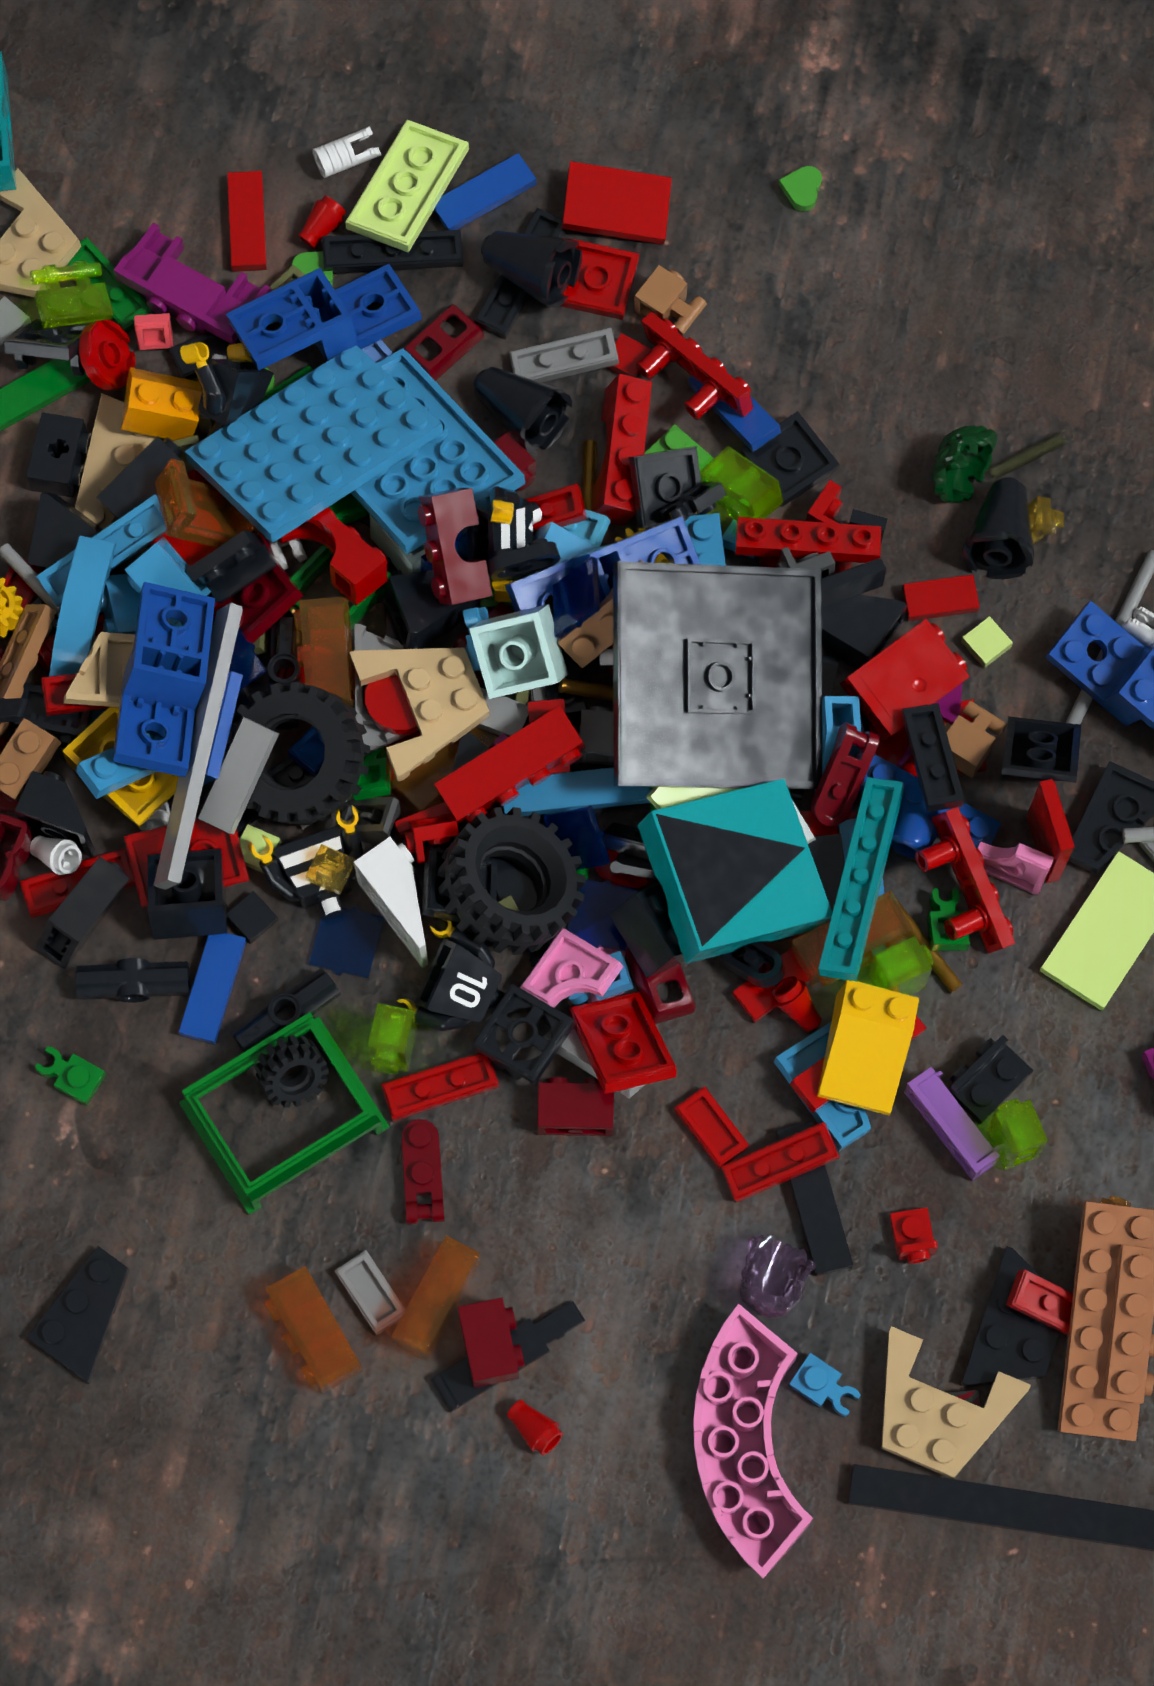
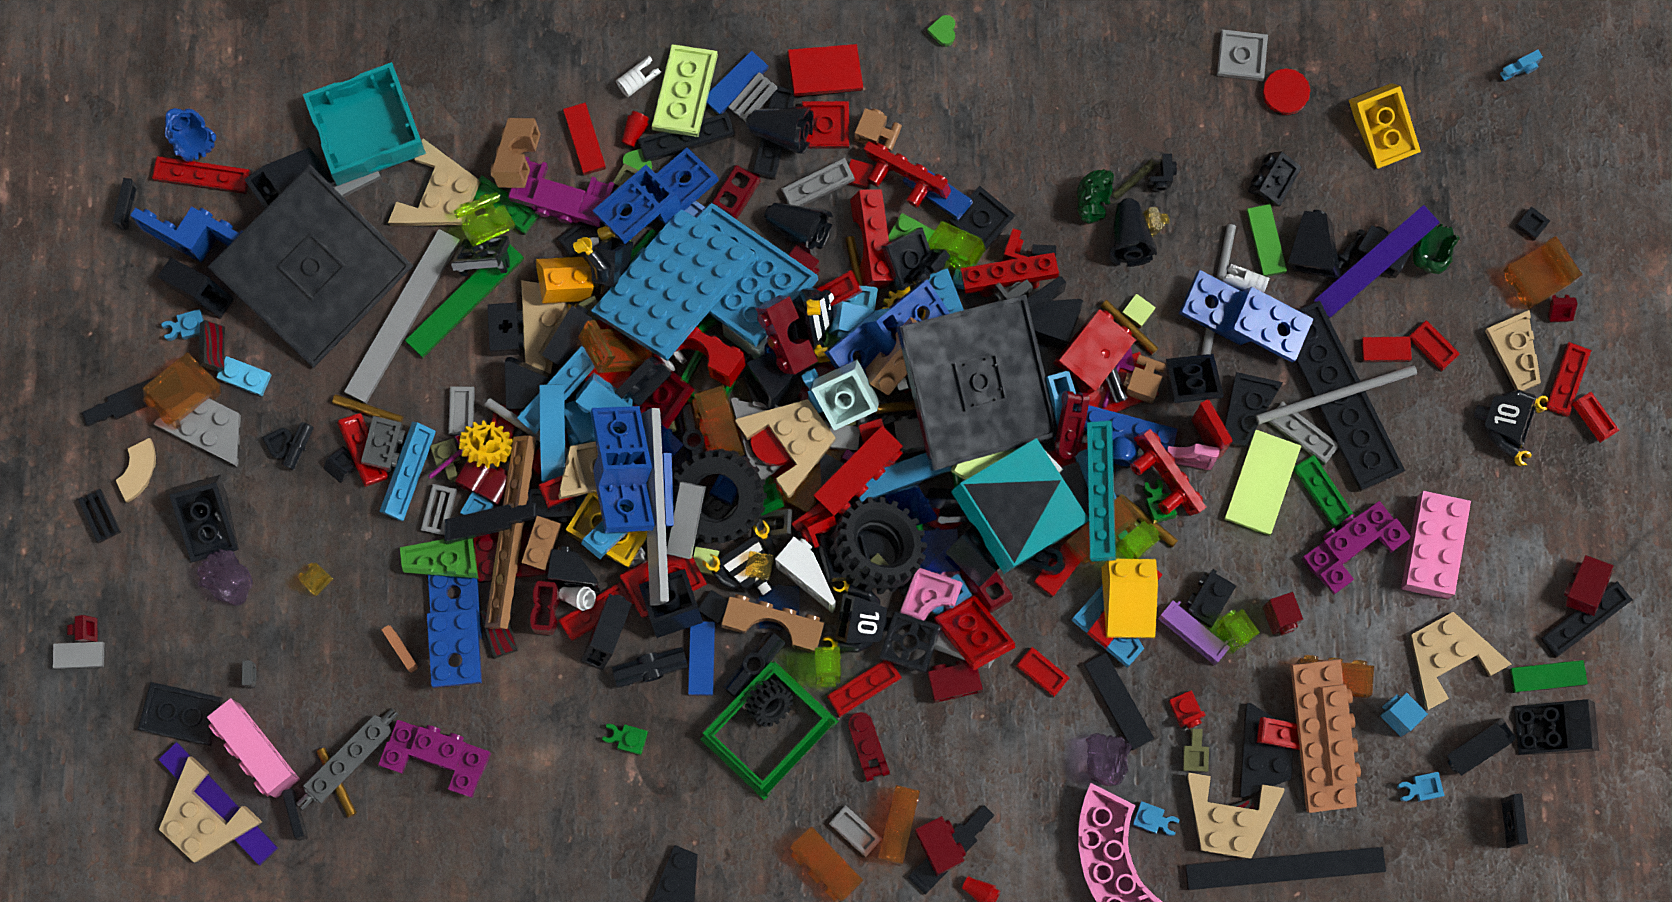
camera: 15 degrees left, 5 degrees up
(106, 354) = (518, 254): red tile -> none
(127, 226) = (510, 165): none -> medium nougat arch
(153, 331) = (544, 230): coral tile -> none
(288, 936) = (803, 631): none -> medium nougat arch
(500, 212) = (750, 94): none -> light grey tile
(514, 563) = (823, 337): black plate -> none
(576, 597) = (874, 351): clear blue piece -> none
(780, 1162) = (1092, 684): red tile -> none
(795, 1001) = (1075, 577): red cone -> none
(908, 1305) = (1195, 756): none -> olive plate
(932, 757) = (1126, 400): black plate -> none
(941, 597) = (1102, 288): red tile -> none
(976, 674) = (1136, 333): none -> pearl gold bar
(1069, 468) = (1167, 170): none -> black bracket
(1092, 1125) = (1283, 614): none -> dark red brick

